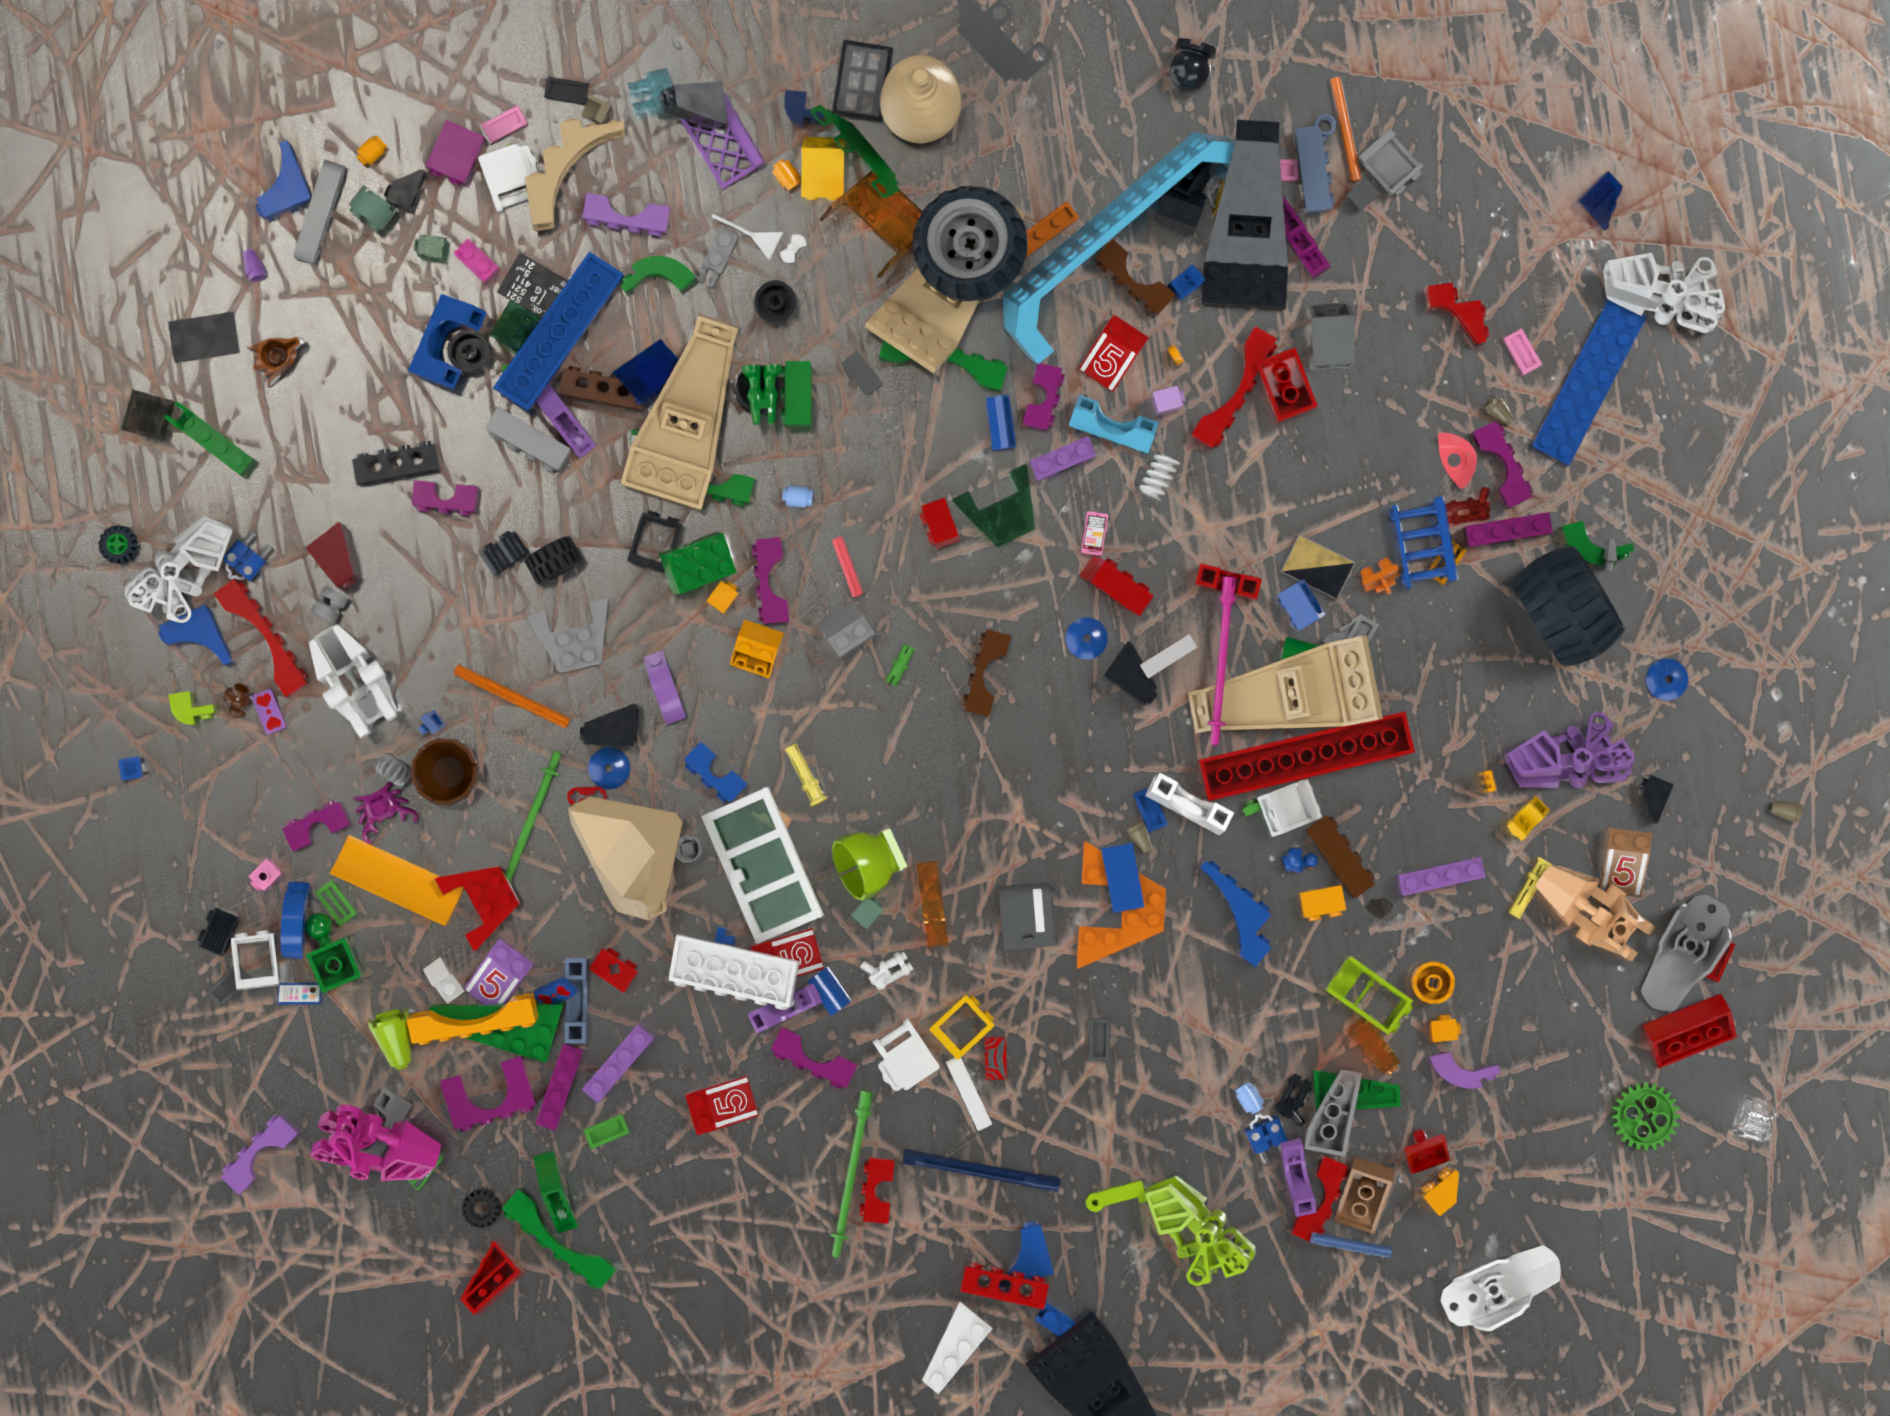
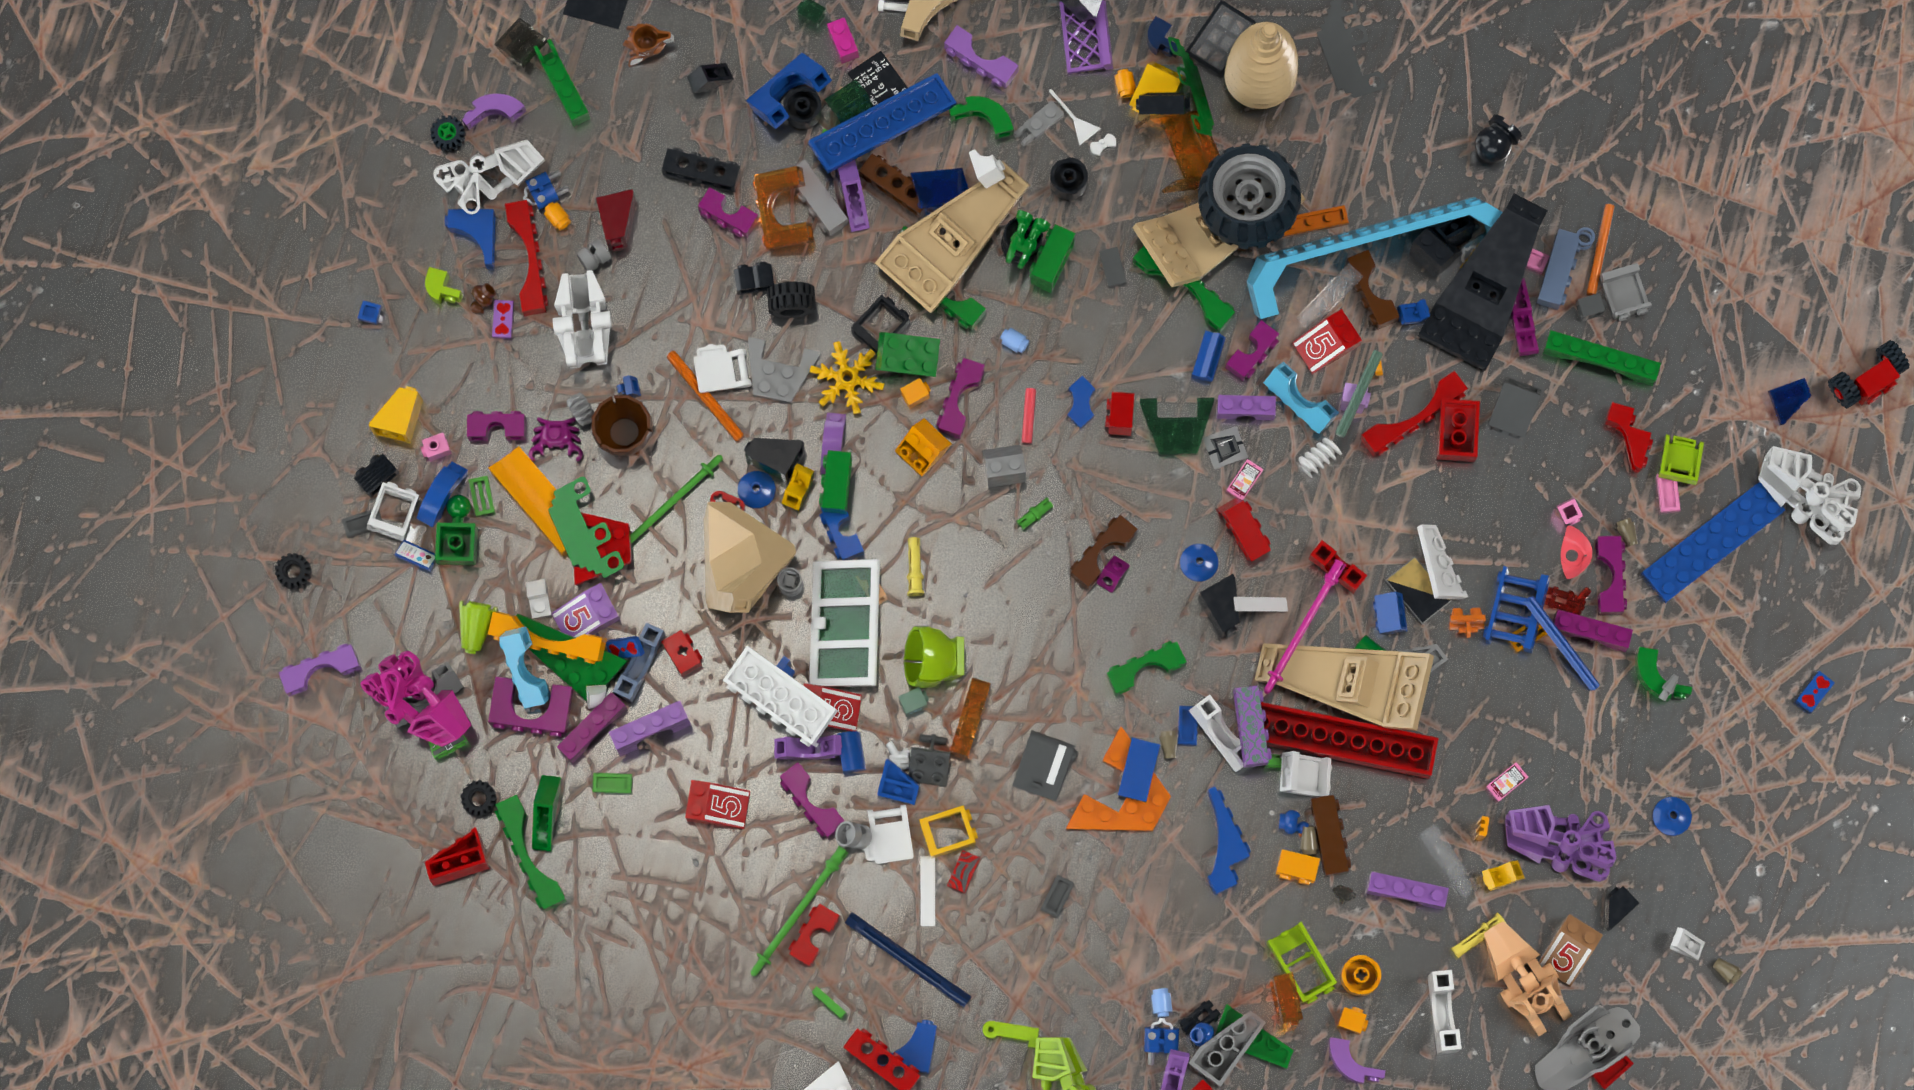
camera: 30 degrees right, 10 degrees down
(151, 492) = (493, 104): none -> medium lavender arch
(174, 1076) = (285, 562): none -> black tyre
(213, 861) = (398, 416): none -> yellow slope
(272, 580) = (557, 216): none -> light orange brick
(358, 362) = (709, 77): none -> black slope
(452, 903) = (573, 531): none -> green piece
(474, 454) = (768, 187): none -> clear orange arch
(481, 1076) = (531, 690): none -> medium azure arch
(510, 665) = (716, 370): none -> white piece
(549, 1054) = (595, 695): none -> white brick
(640, 605) = (851, 372): none -> yellow piece
(651, 749) = (798, 487): none -> yellow brick
(688, 730) = (836, 481): none -> green brick
(689, 332) = (987, 169): none -> white arch
(838, 183) = (1163, 103): none -> black window
(871, 1074) = (853, 835): none -> light grey wheel
(890, 518) = (1081, 393): none -> blue tile
(890, 1002) = (897, 784): none -> blue wing
(914, 969) = (929, 765): none -> dark grey plate
(924, 1249) = (826, 1000): none -> bright green tile
(1006, 687) = (1115, 570): none -> magenta bracket
(1059, 508) = (1225, 447): none -> sticker
(1064, 792) = (1168, 657): none -> green arch
(1095, 305) = (1329, 296): none -> clear plate
(1172, 399) = (1359, 393): none -> sand green axle
(1216, 787) = (1251, 726): none -> medium lavender brick
(1303, 1112) = (1201, 1033): none -> blue animal
(1323, 872) = (1309, 841): none -> dark tan cone
(1334, 541) = (1439, 565): none -> white wing
(1396, 242) = (1577, 349): none -> green arch
(1433, 418) = (1570, 511): none -> bright pink brick
(1468, 827) = (1448, 861): none -> clear plate
(1475, 553) = (1561, 643): none -> blue axle
(1490, 720) = (1507, 782): none -> tile
(1519, 965) = (1440, 990): none -> white arch
(1521, 309) = (1681, 457): none -> lime container
(1568, 606) = (1615, 709): black wheel -> none
(1681, 143) = (1874, 381): none -> brick
(1737, 802) = (1687, 944): none -> white slope
(1754, 489) = (1815, 692): none -> blue tile

